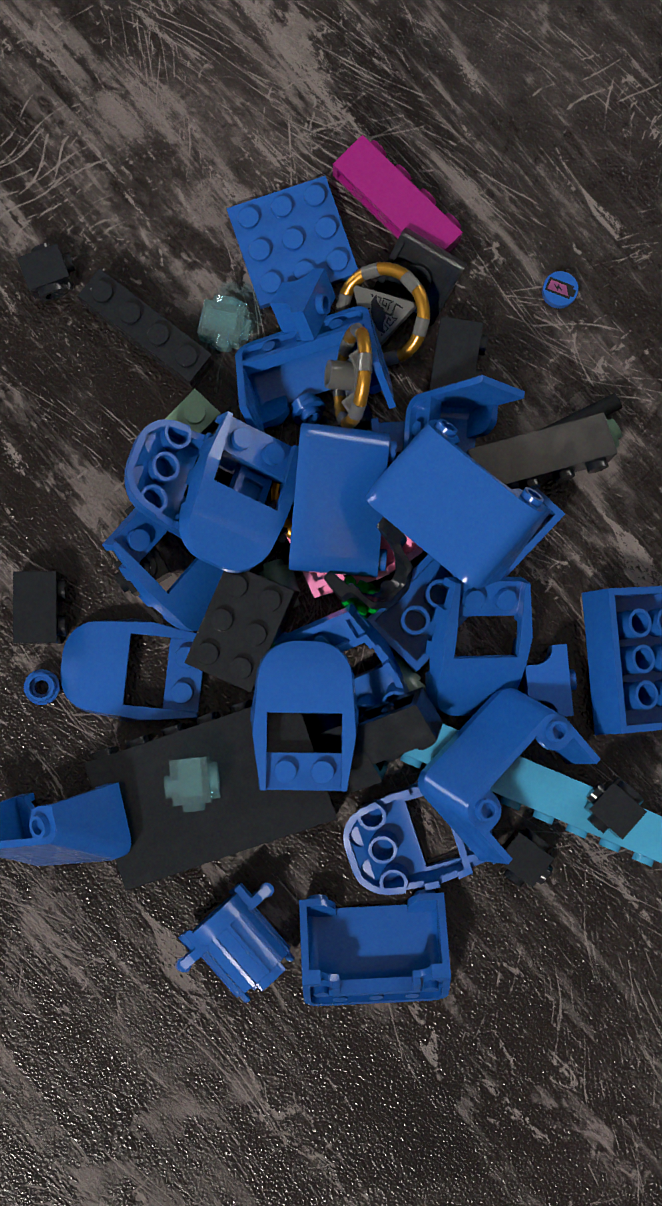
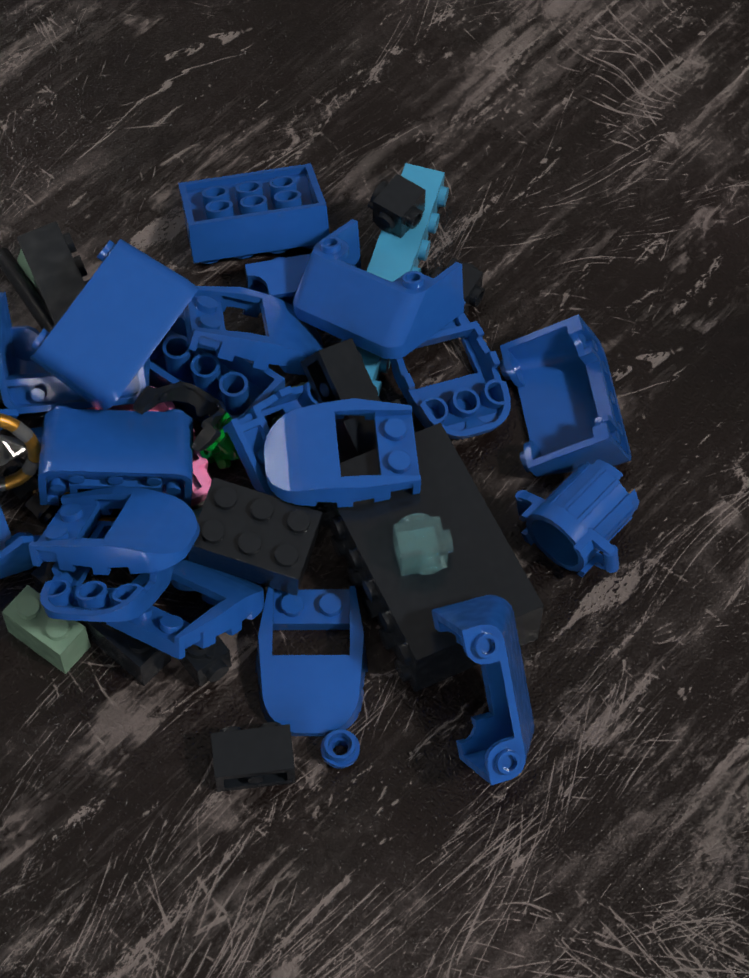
camera: 95 degrees left, 25 degrees down
(307, 409) = (19, 516): blue plate -> none

